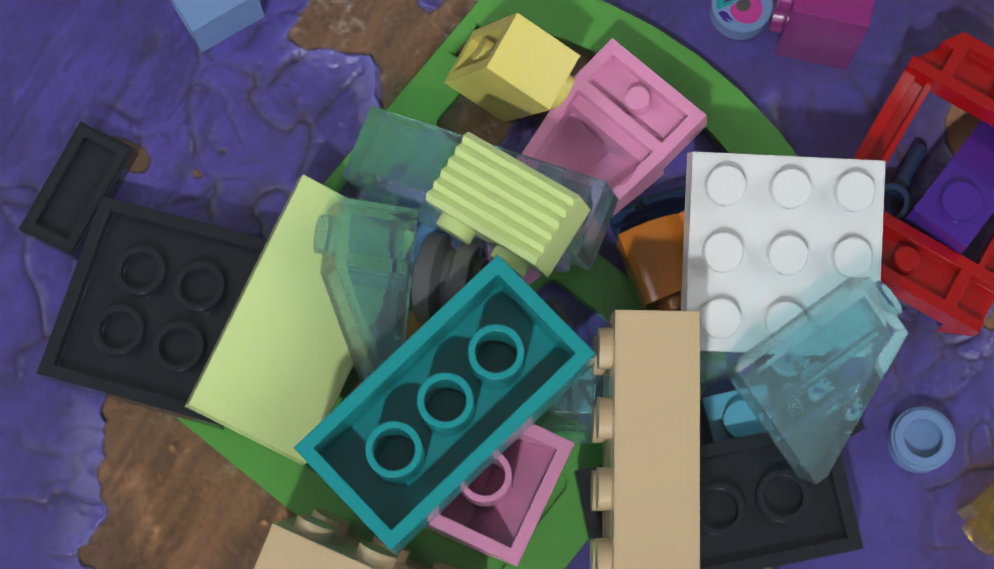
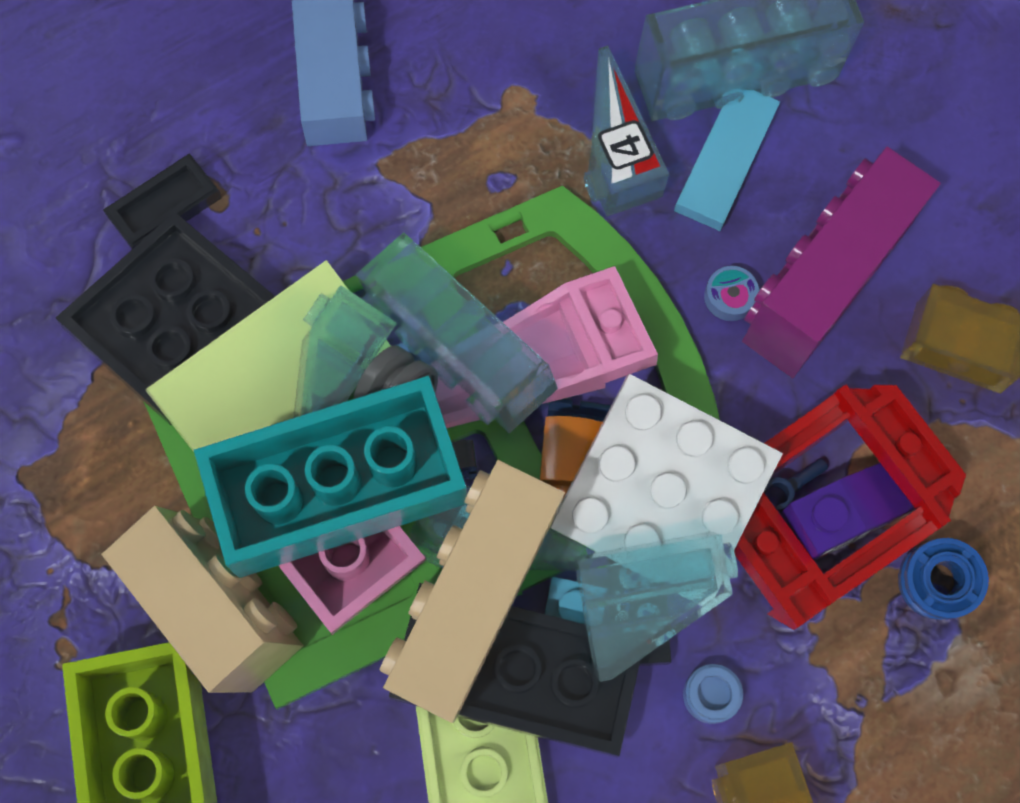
camera: 20 degrees right, 5 degrees down
(507, 206) = (462, 347): yellowish green brick -> none
(513, 69) = (527, 256): light yellow brick -> none

